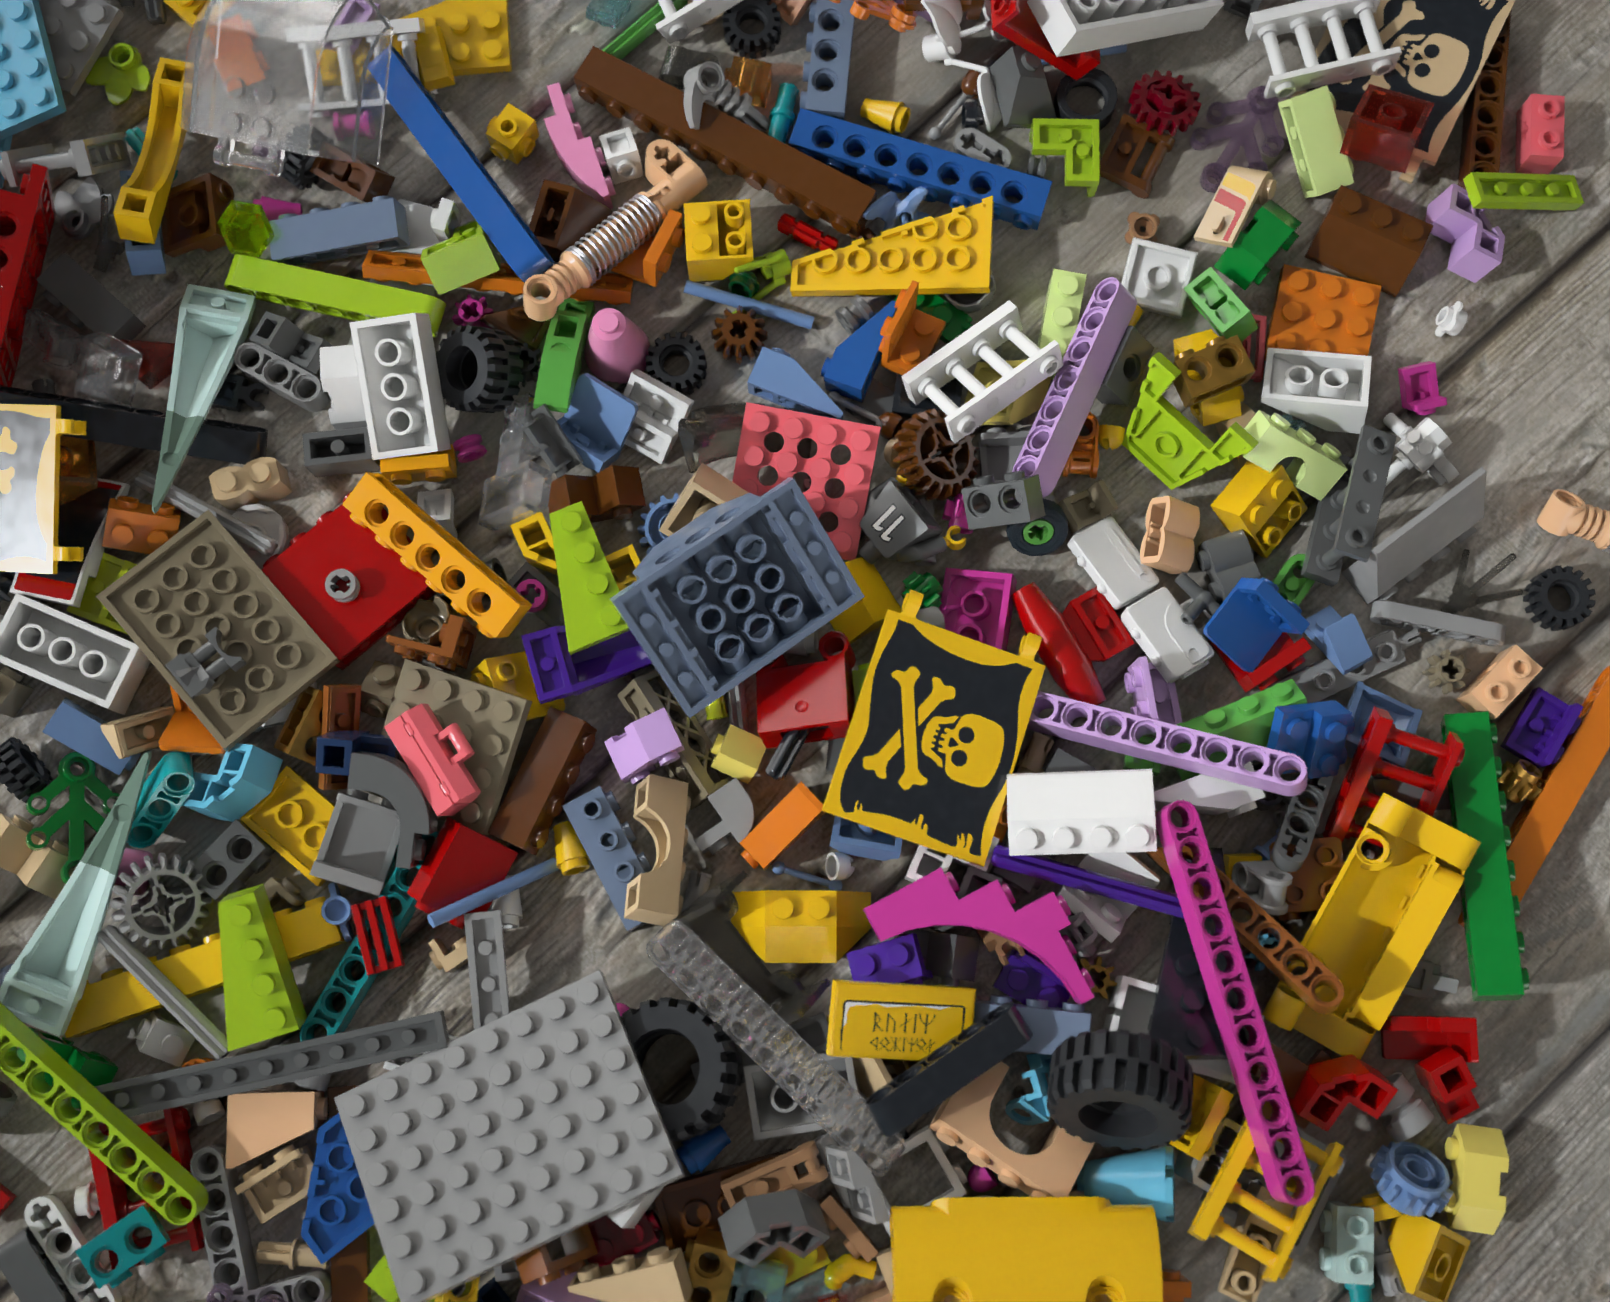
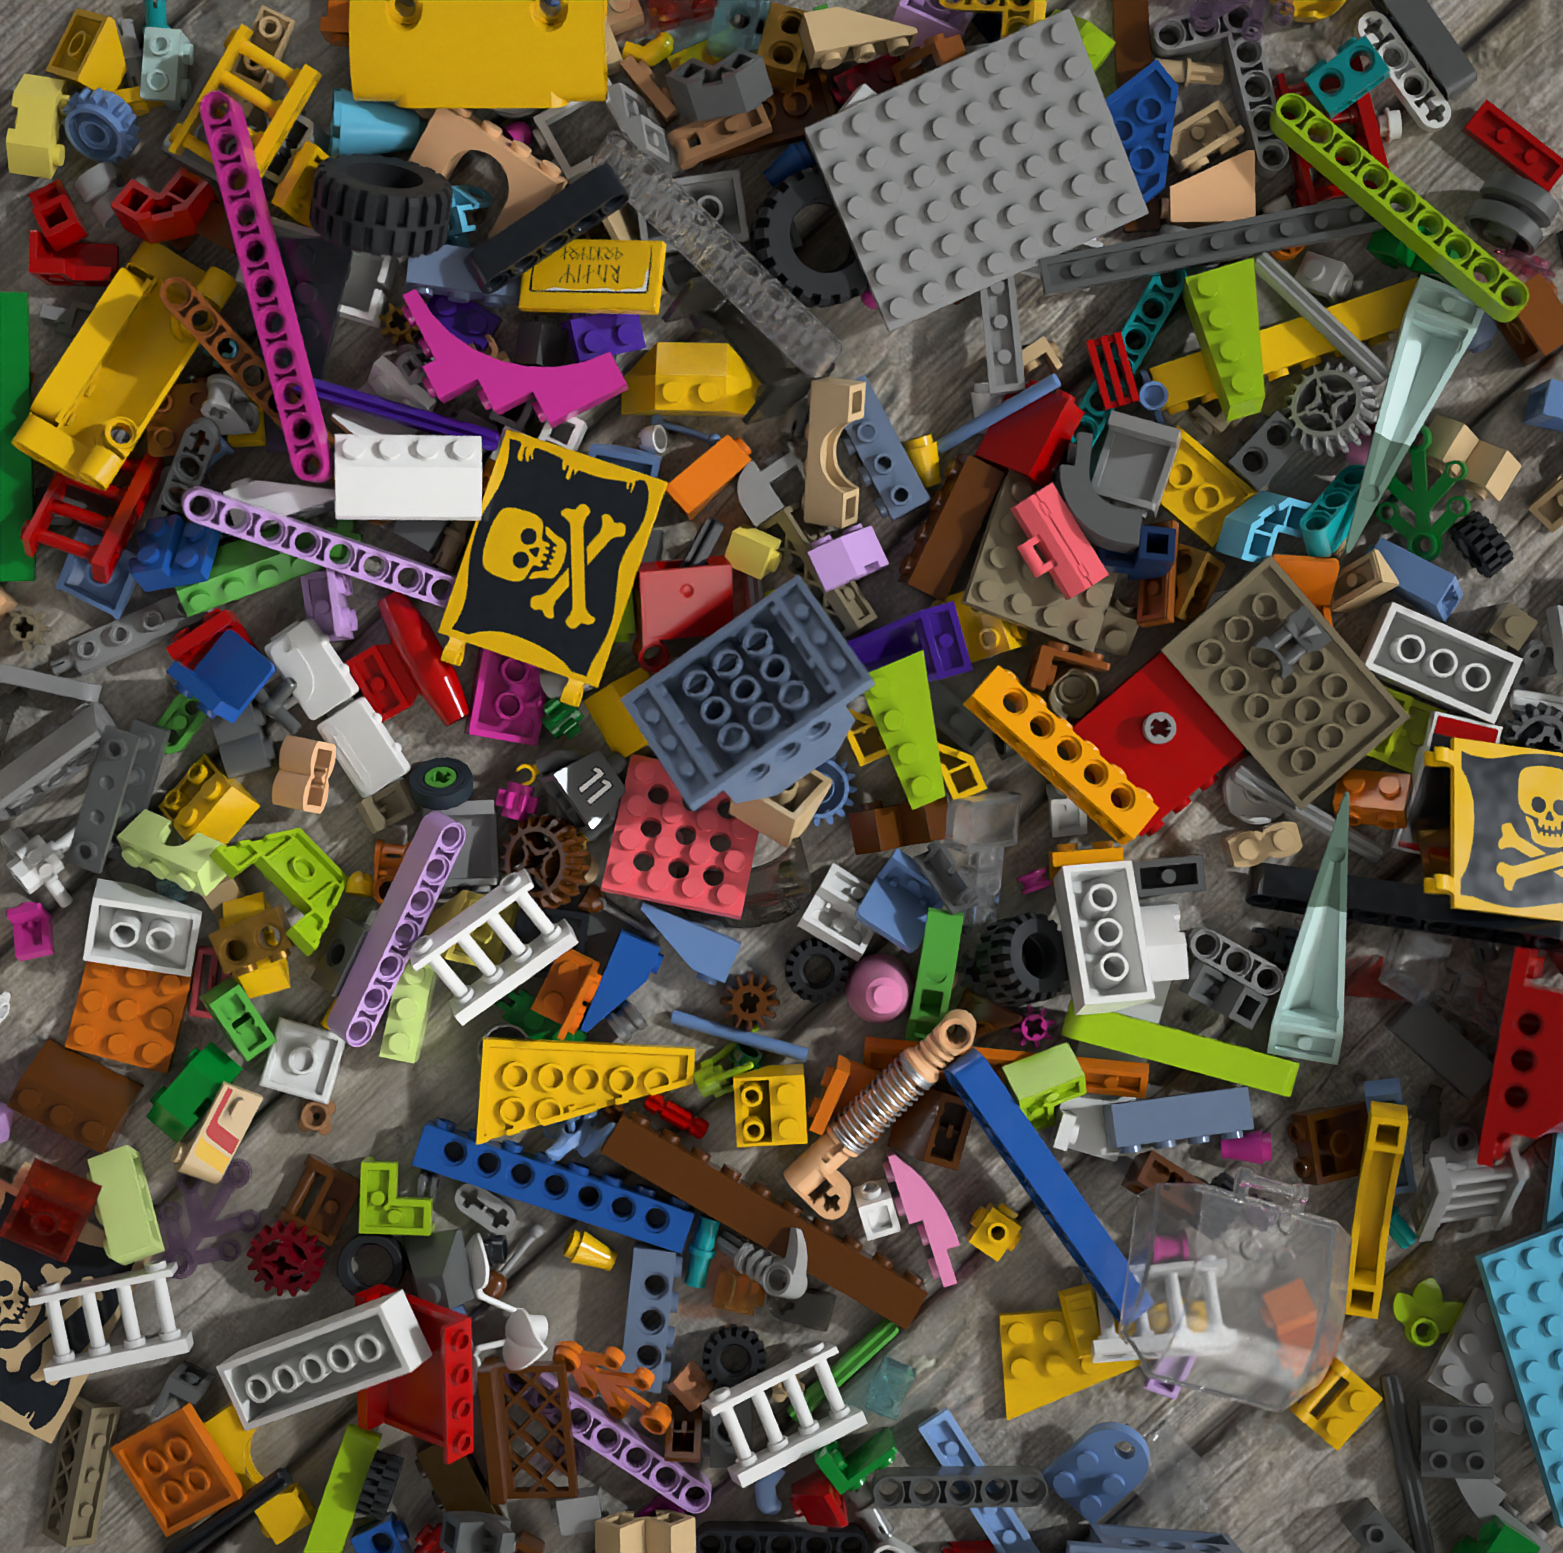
camera: 175 degrees right, 10 degrees up
(245, 228) = (1275, 1119): clear neon green panel -> none
(539, 602) = (957, 710): dark pink bush -> none
(1004, 505) = (475, 795): dark grey brick -> none
(1339, 639) = (136, 662): medium blue slope -> none

